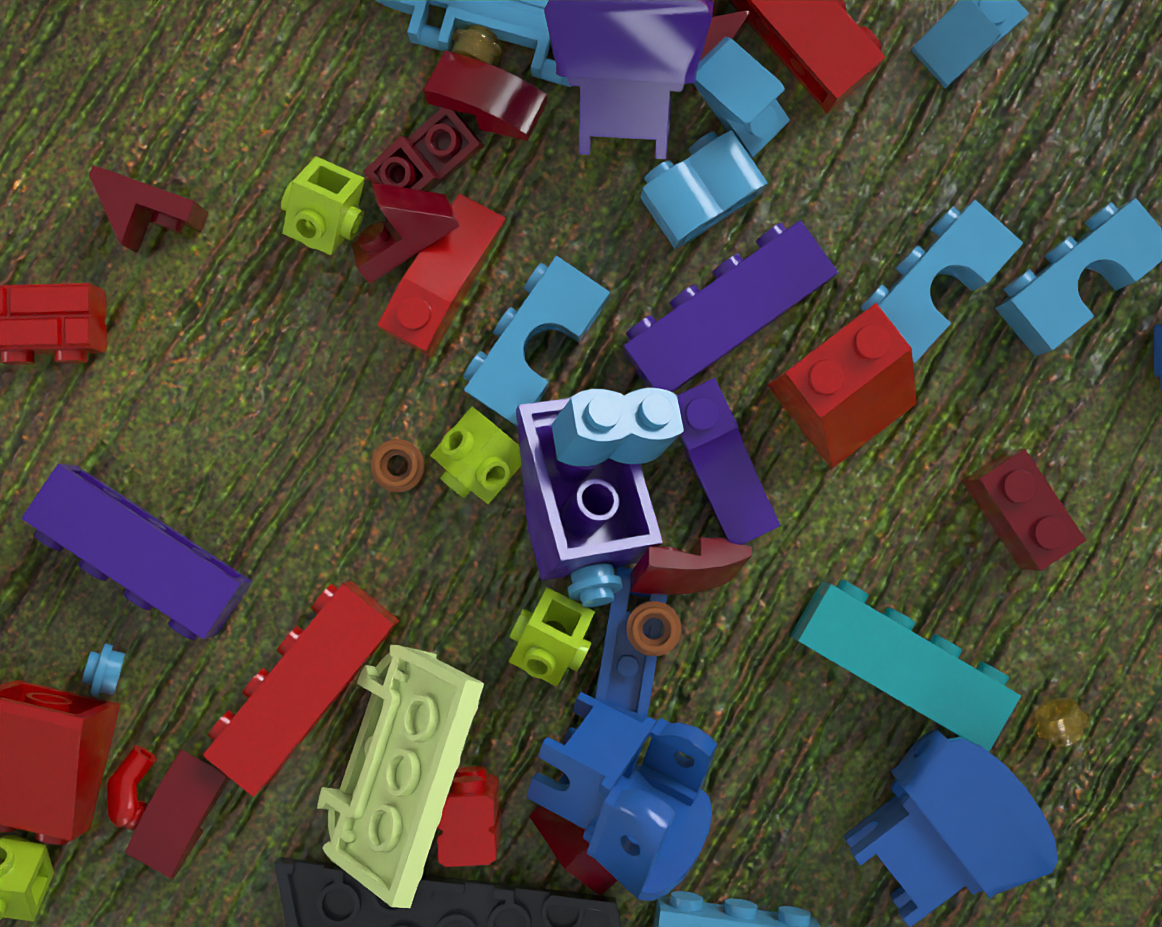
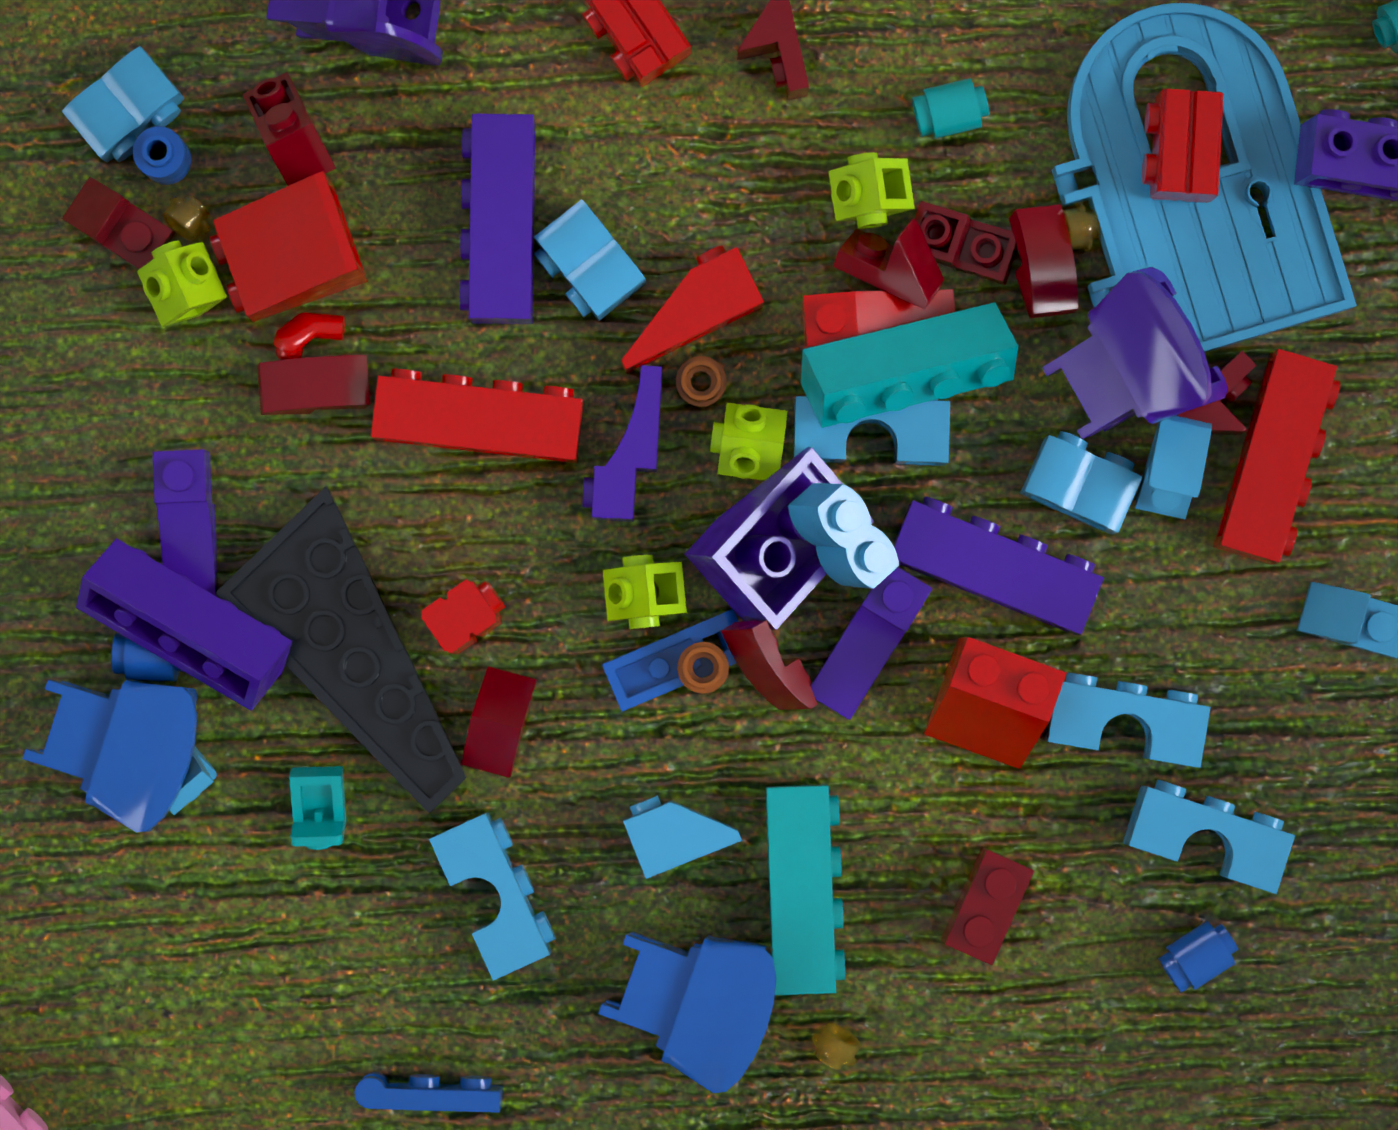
camera: 60 degrees right, 0 degrees up
(103, 671) = (389, 253): dark azure plate -> none
(225, 496) = (588, 260): none -> dark azure brick
(298, 92) = (950, 108): none -> teal brick
(328, 419) = (704, 301): none -> red slope
(399, 771) = (470, 535): yellowish green plate -> none
(440, 603) = (614, 485): none -> dark purple slope
(499, 271) = (908, 364): none -> teal brick
(594, 585) = (707, 598): dark azure plate -> none
(638, 818) = (542, 747): blue piece -> none
(785, 747) = (674, 835): none -> dark azure slope

